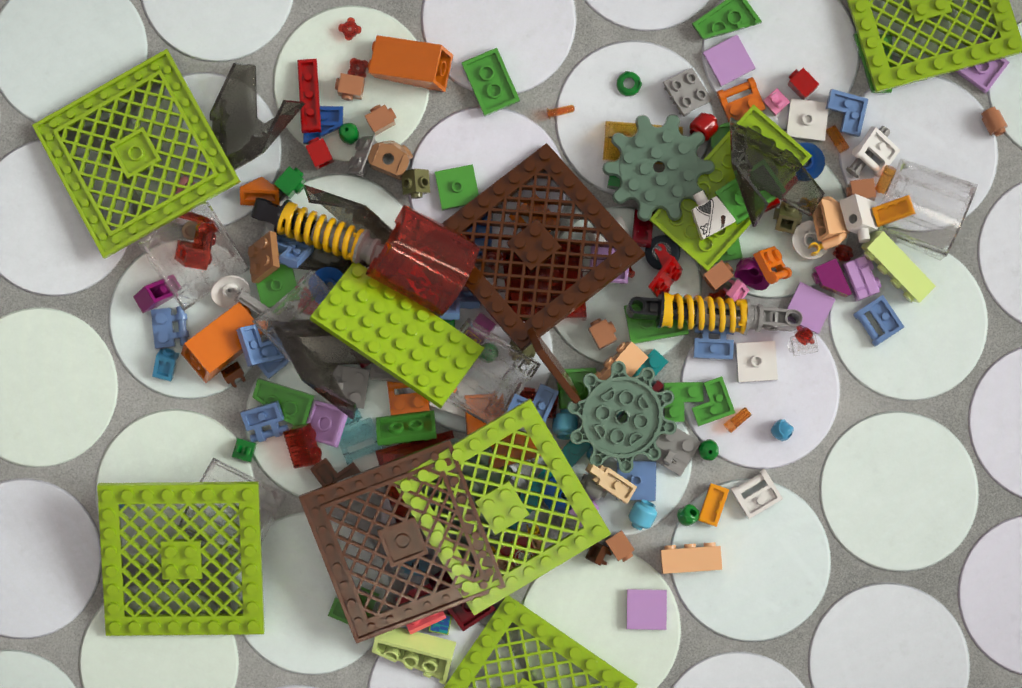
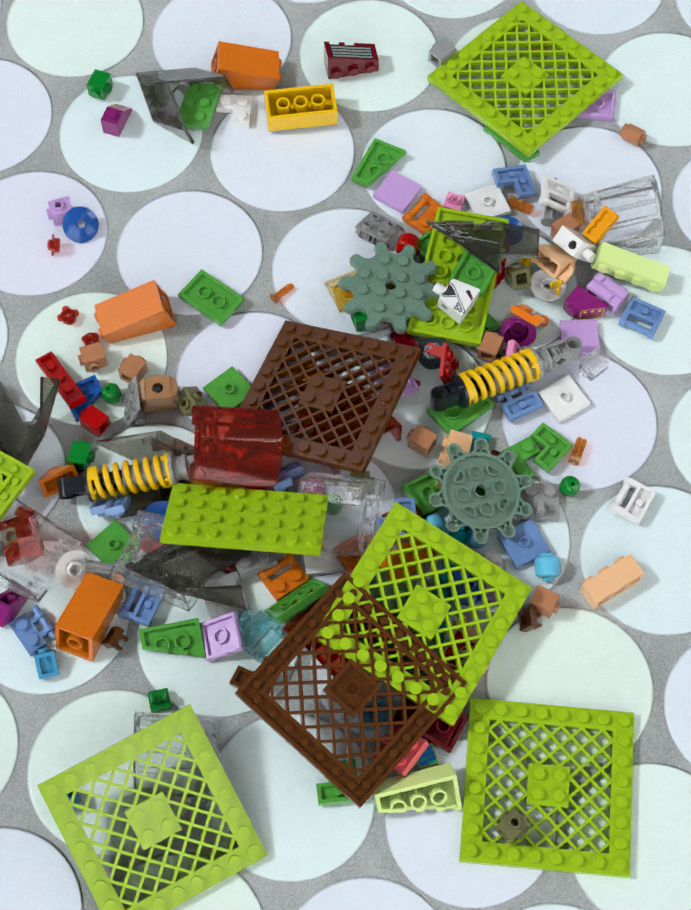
camera: 30 degrees left, 20 degrees down
(253, 348) = (123, 600): medium blue plate -> none
(261, 416) = (161, 658): medium blue plate -> none
(263, 257) = (90, 523): medium nougat plate -> none
(302, 445) = (212, 663): clear red brick -> none
(553, 365) = (398, 469): reddish brown tile -> none
(612, 482) = (504, 549): tan hinge -> none
(632, 91) = (326, 253): green piece -> none
(646, 609) = (600, 645): lavender tile -> none
(688, 515) = (586, 547): green piece -> none
(713, 504) = (601, 528): light orange plate -> none
(782, 430) = (620, 439): dark azure piece -> none
(802, 83) = (466, 178): red brick -> none
(804, 335) = (591, 351): clear red plate -> none
(843, 252) = (580, 280): clear red plate -> none

